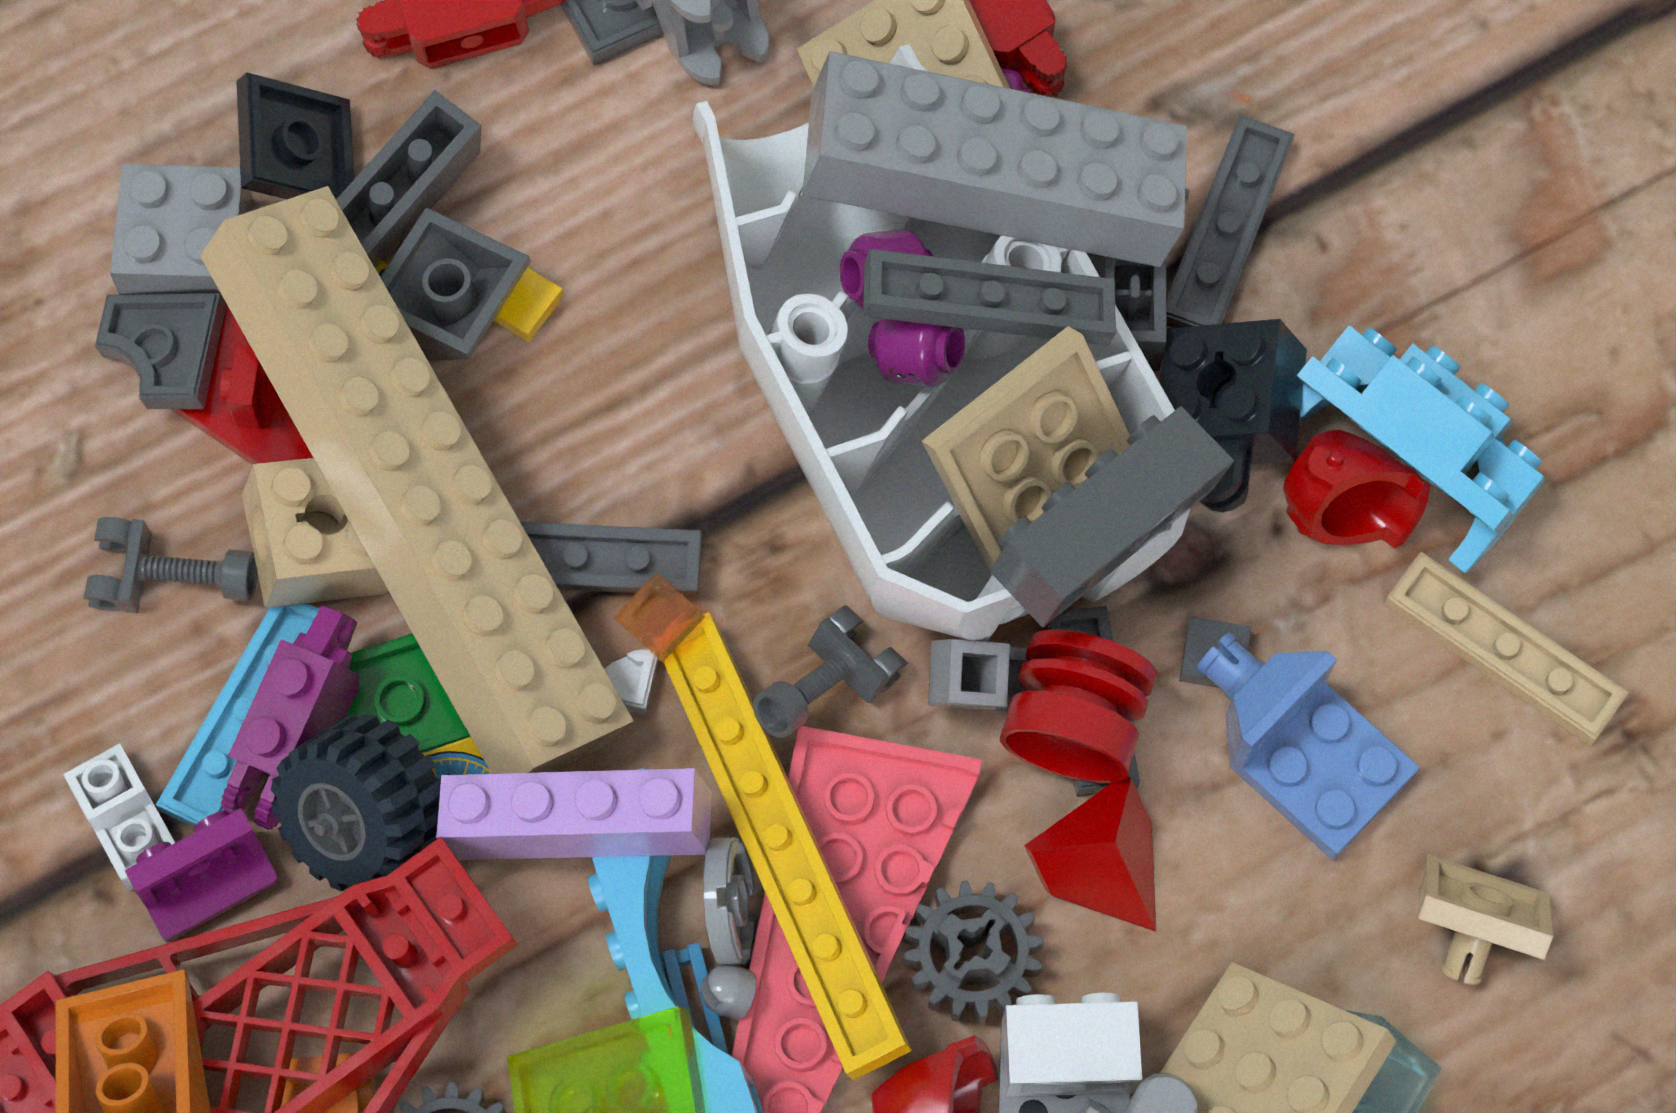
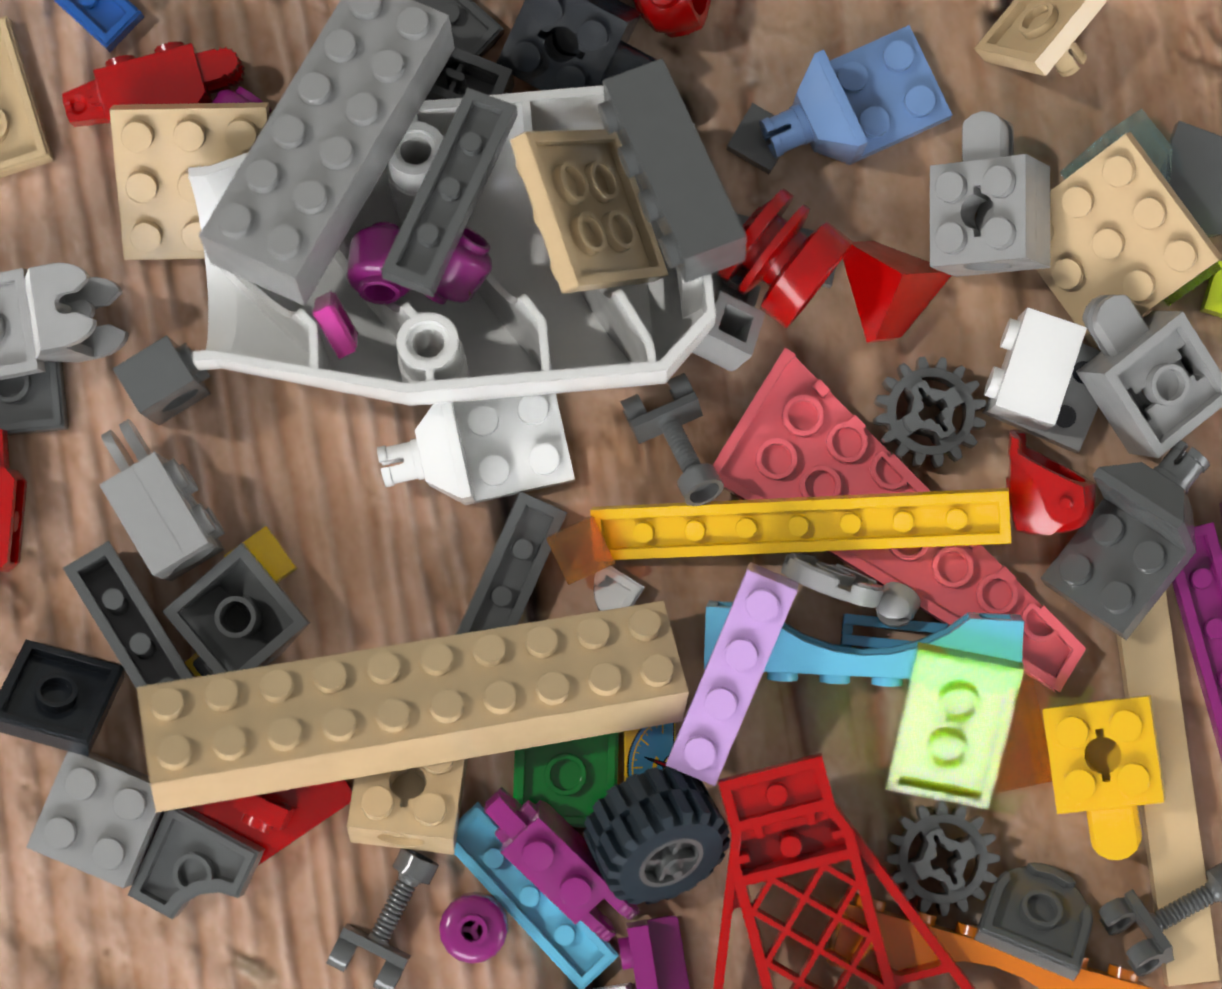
camera: 70 degrees left, 15 degrees up
(189, 656) = (485, 912): none -> magenta head
(537, 166) = (159, 507): none -> light grey brick
(663, 120) = (163, 380): none -> dark grey brick
(737, 479) = (484, 449): none -> white plate
(798, 242) = (335, 324): none -> dark pink tile
(1241, 923) = (1009, 201): none -> light grey brick

